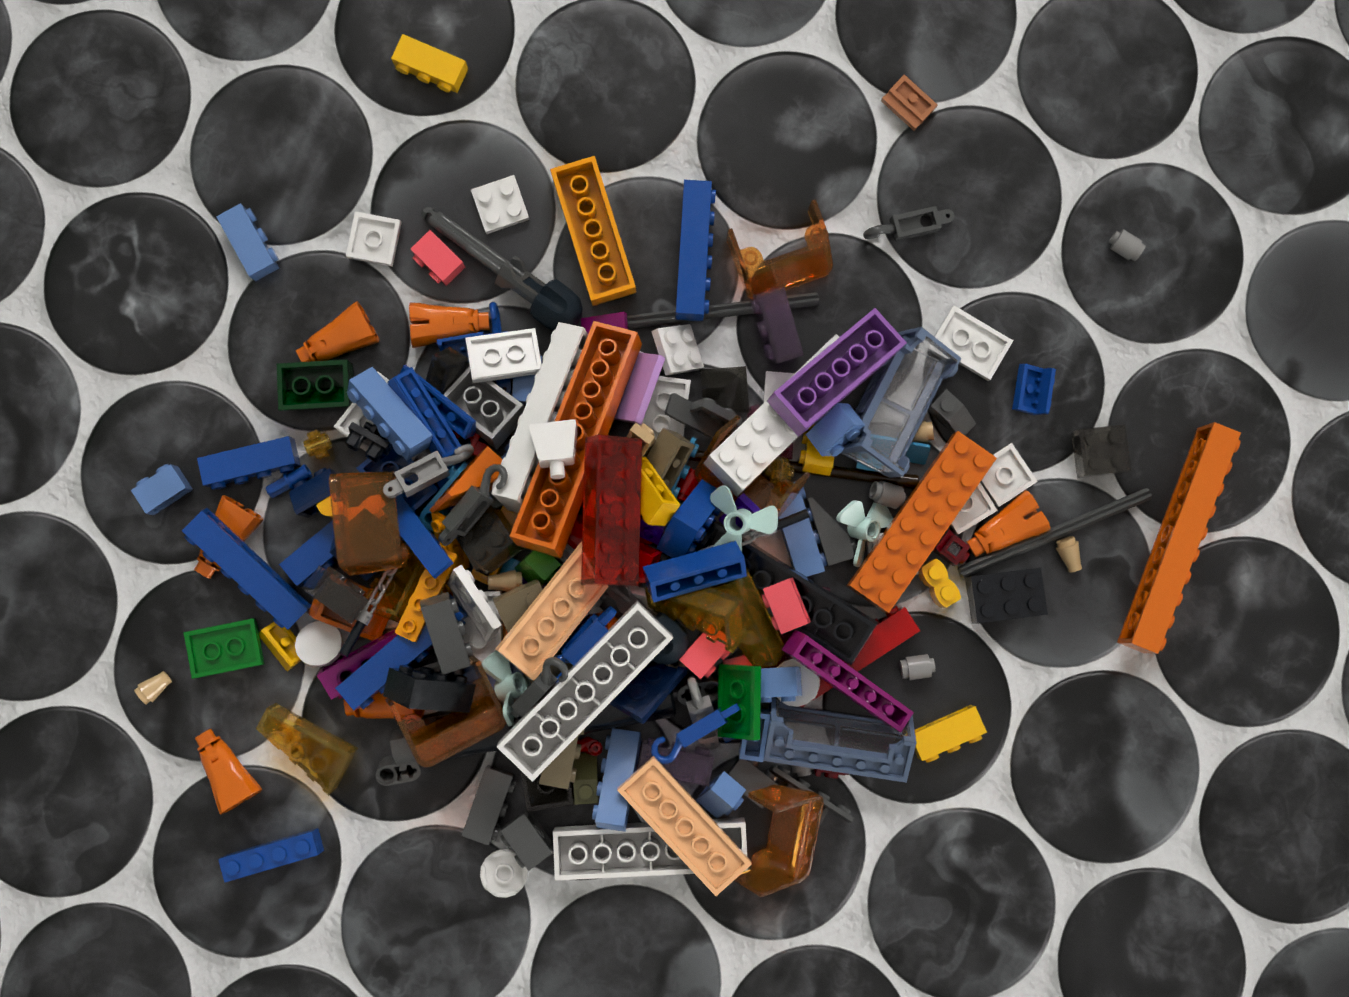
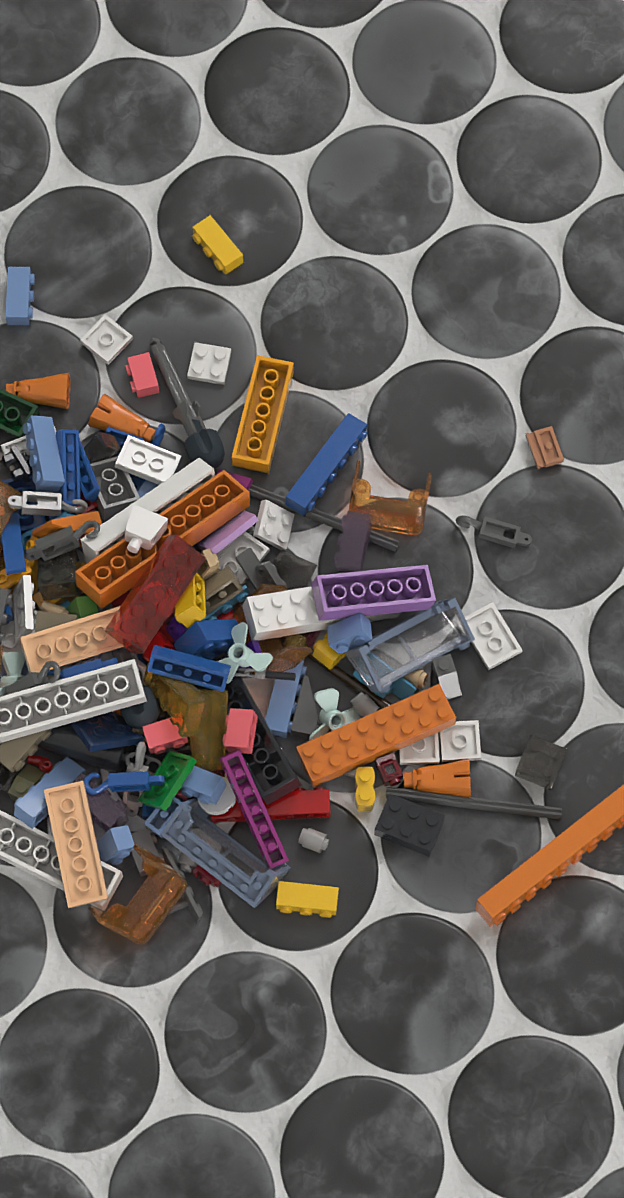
camera: 35 degrees right, 15 degrees down
(1034, 389) = (516, 692): blue bracket -> none
(1069, 552) = (476, 820): tan cone -> none

